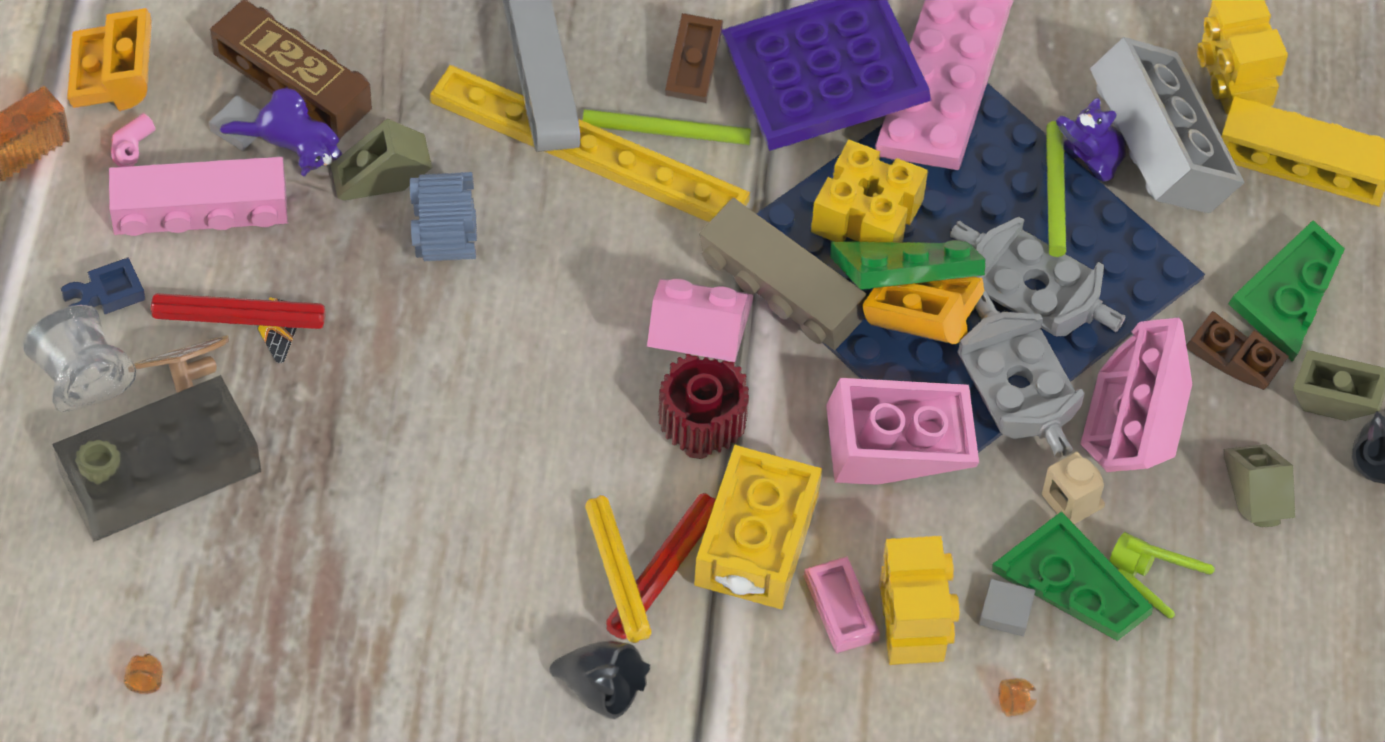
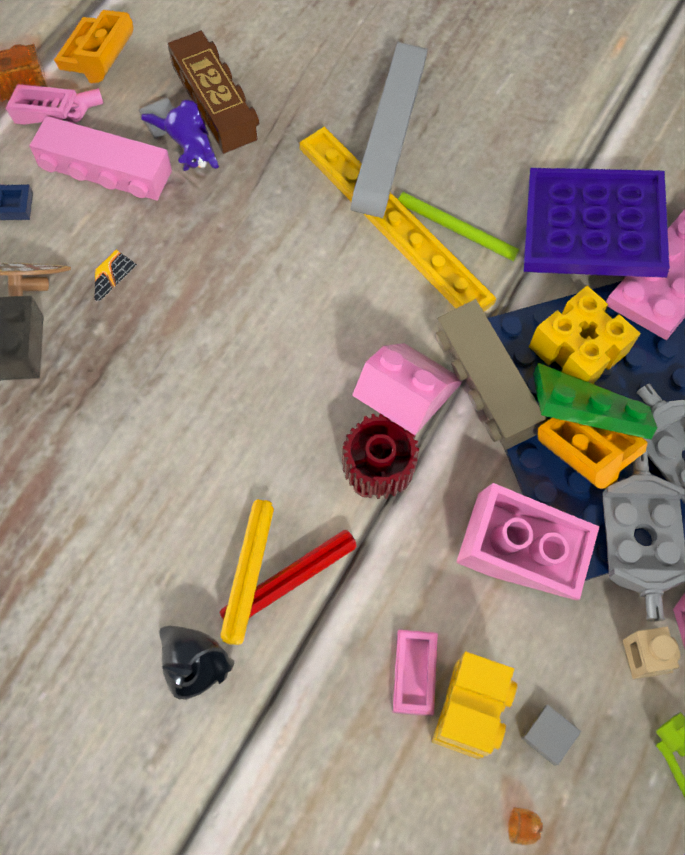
camera: 25 degrees right, 10 degrees up
(71, 149) = (26, 101): none -> bright pink slope
(238, 311) = (85, 251): red axle -> none
(381, 162) = (239, 179): olive slope -> none
(444, 216) = (256, 234): sand blue brick -> none
(694, 58) = (499, 181): reddish brown plate -> none
(757, 527) = (373, 581): yellow piece -> none
(1074, 578) = (621, 735): green wing -> none

